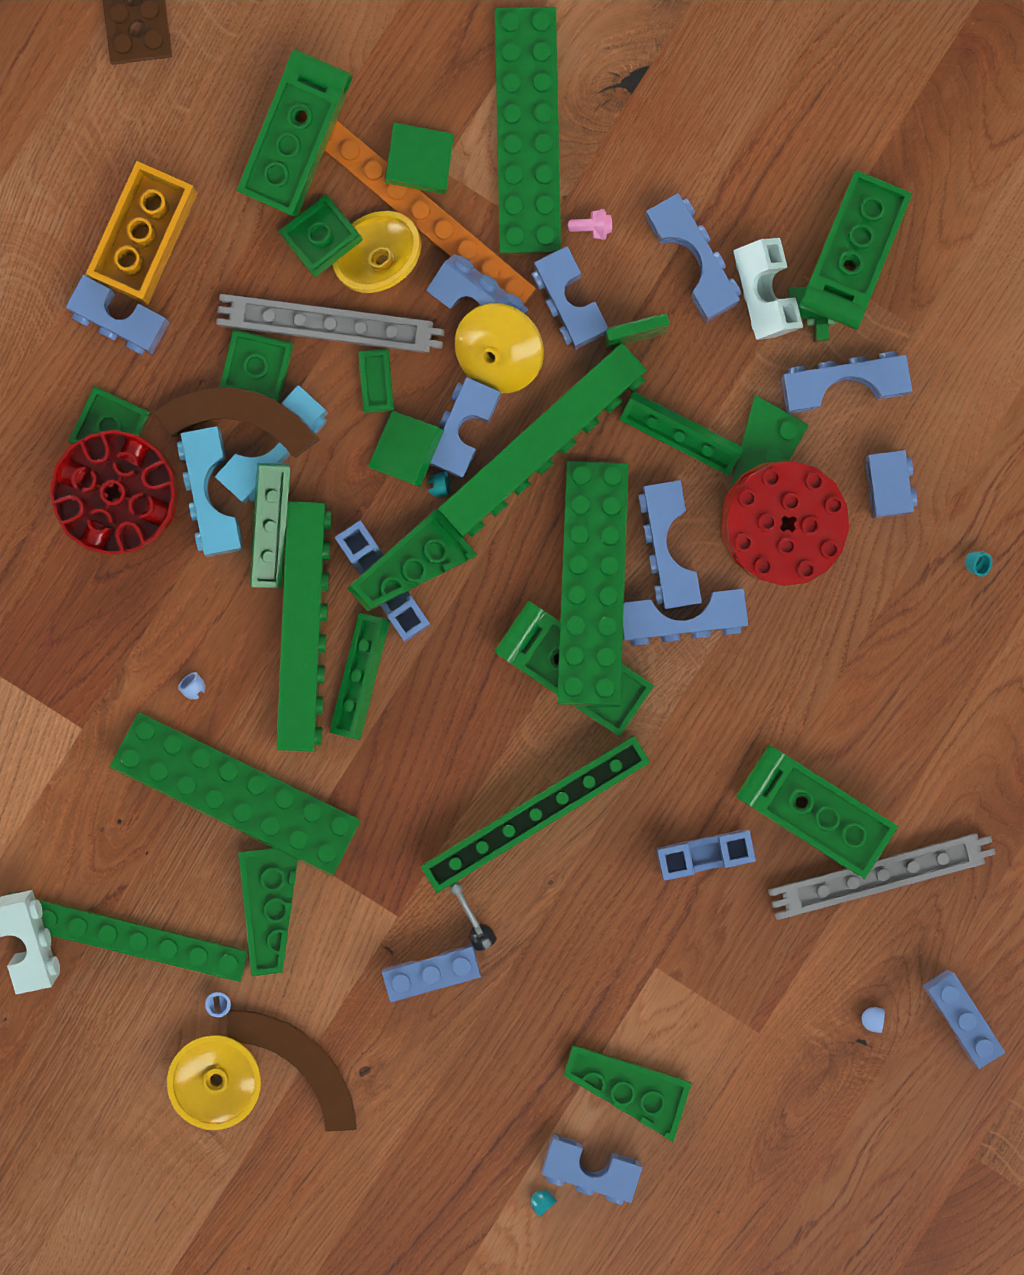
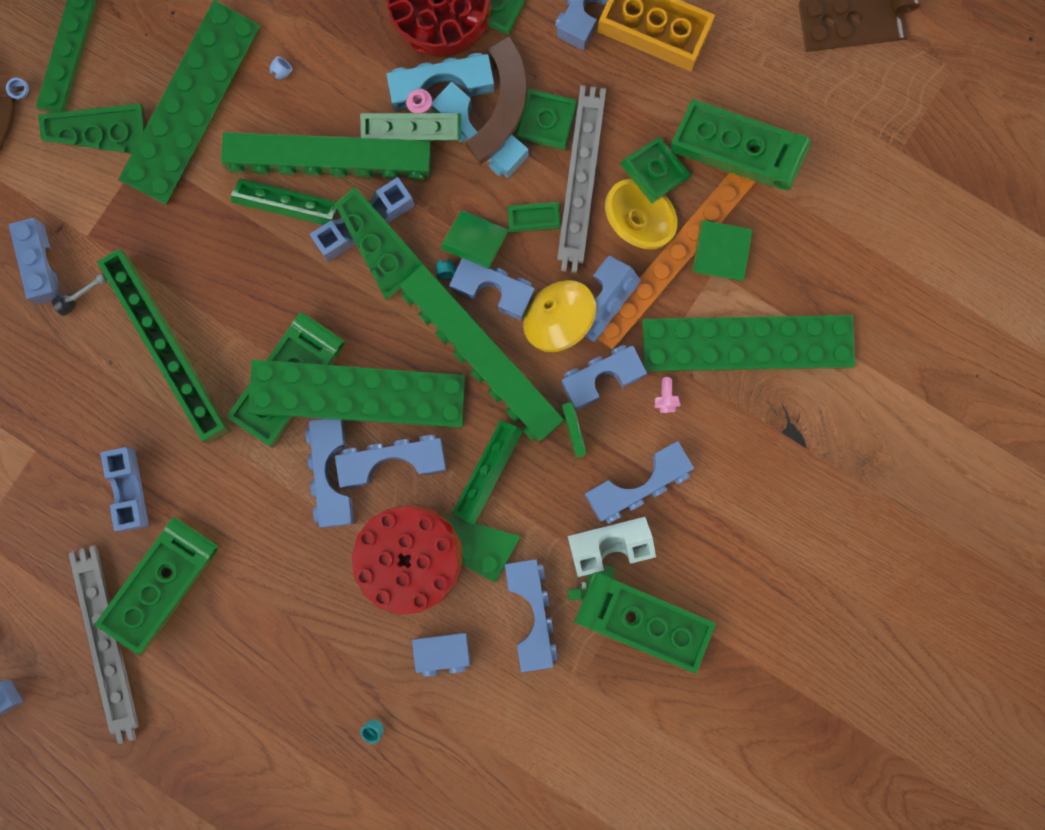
camera: 95 degrees right, 5 degrees down
(241, 513) = (419, 101): none -> bright pink plate

